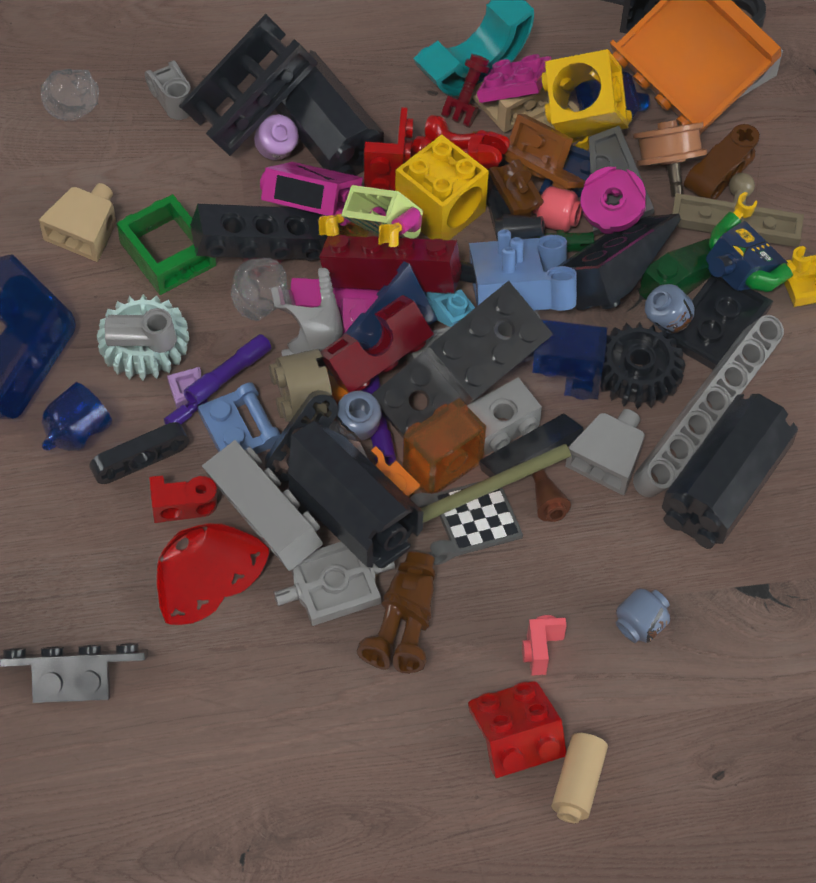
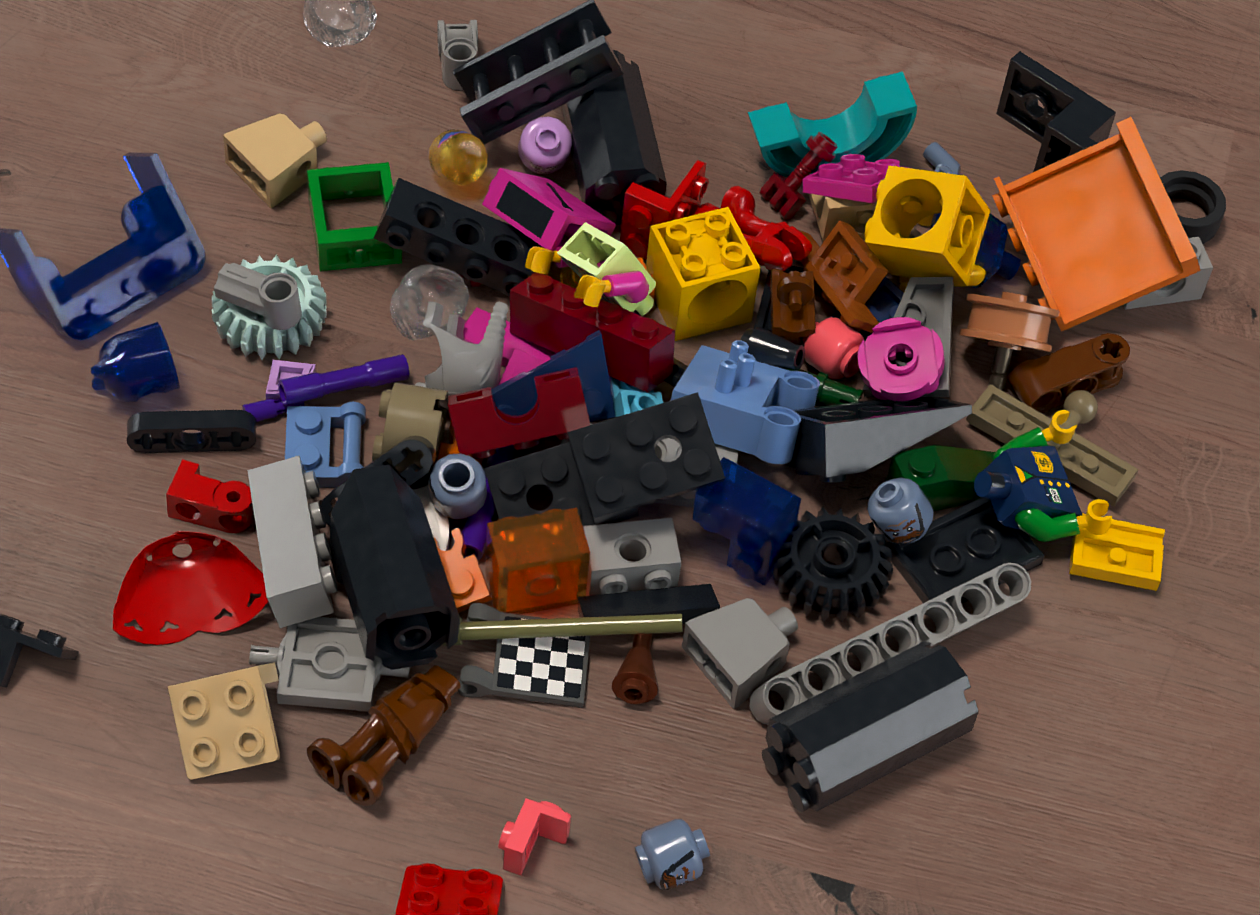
camera: 20 degrees right, 5 degrees down
(218, 170) = (458, 157): none -> clear yellow head
(288, 653) = (225, 721): none -> tan bracket
(560, 46) = (941, 159): none -> sand blue arm

